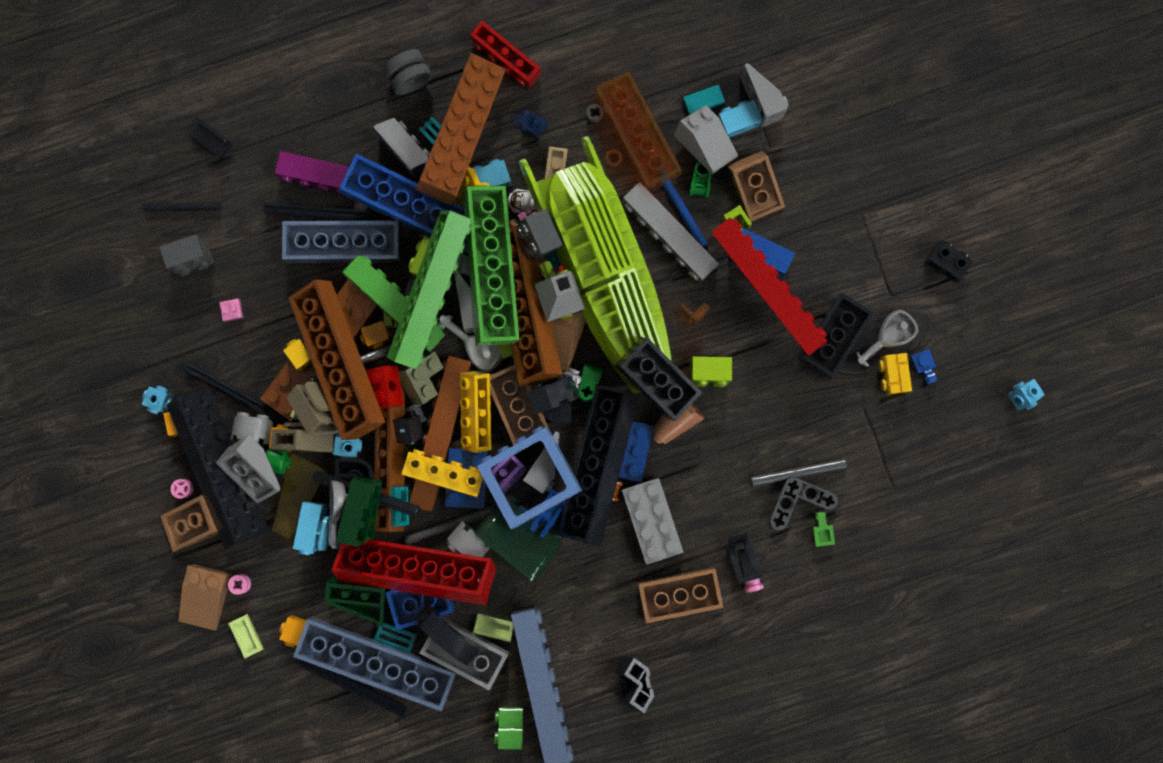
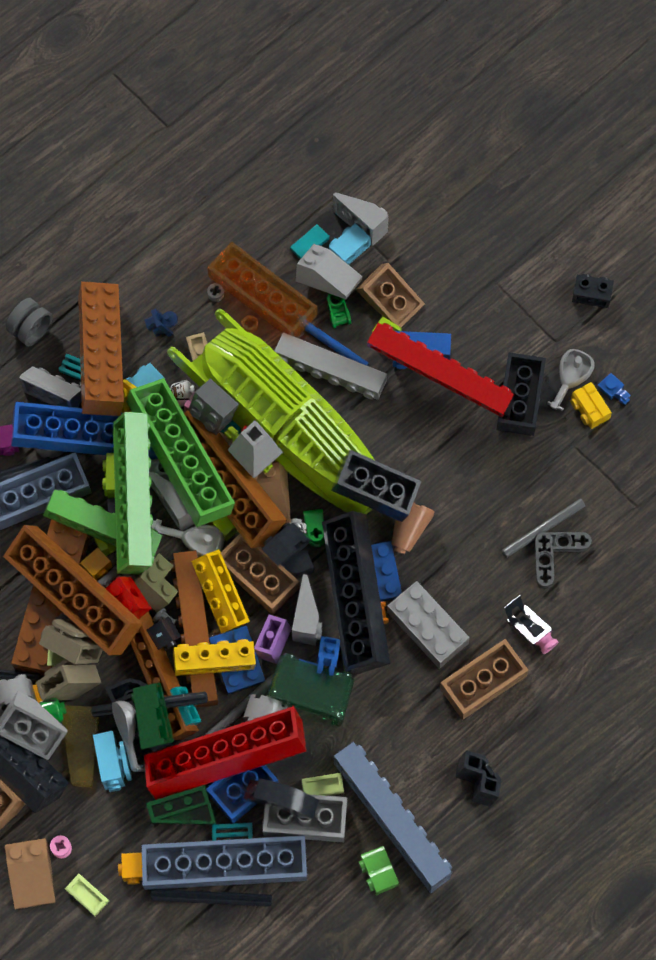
camera: 20 degrees left, 15 degrees down
(298, 354) = (34, 603): yellow brick -> none
(346, 448) = (117, 669): medium azure brick -> none
(505, 54) = (113, 272): red brick -> none
(559, 460) = (301, 666): medium blue piece -> none
(692, 317) = (382, 428): clear orange panel -> none
(710, 371) = (423, 465): lime brick -> none
(823, 533) = (590, 571): bright green plate -> none

